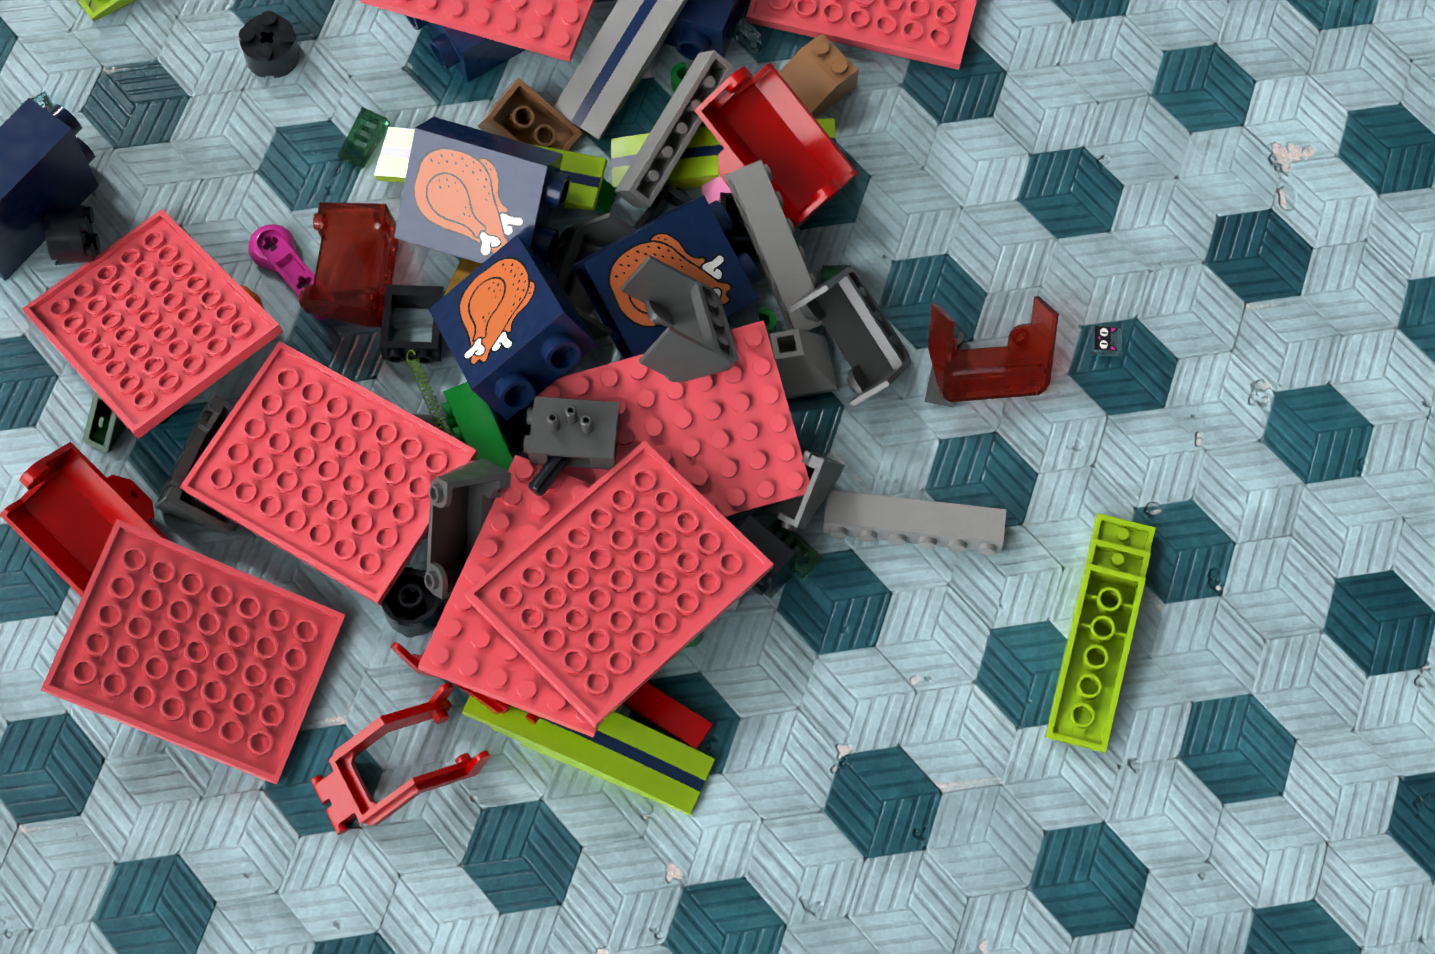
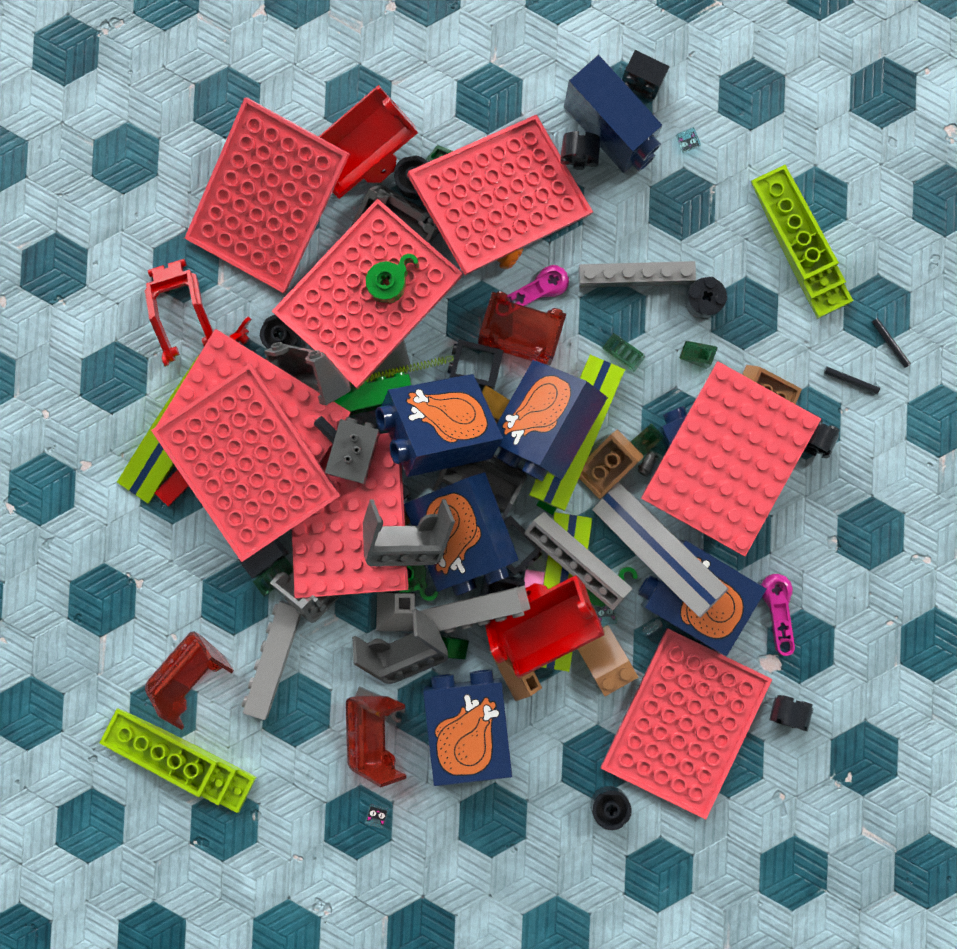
camera: 105 degrees right, 20 degrees up
(140, 460) = (402, 181): none -> black brick
(247, 138) = (636, 274): none -> light grey brick
(295, 426) = (397, 278): none -> green piece
(351, 40) = (698, 353): none -> clear green slope
(482, 82) = (647, 439): none -> clear green slope
(510, 76) = (647, 464): none -> dark grey pin
(866, 186) = (519, 687): none -> medium nougat slope
(948, 234) = (467, 729): none -> brick
(960, 651) = (180, 673): none -> clear red windscreen
(1010, 41) = (620, 812): none -> black brick

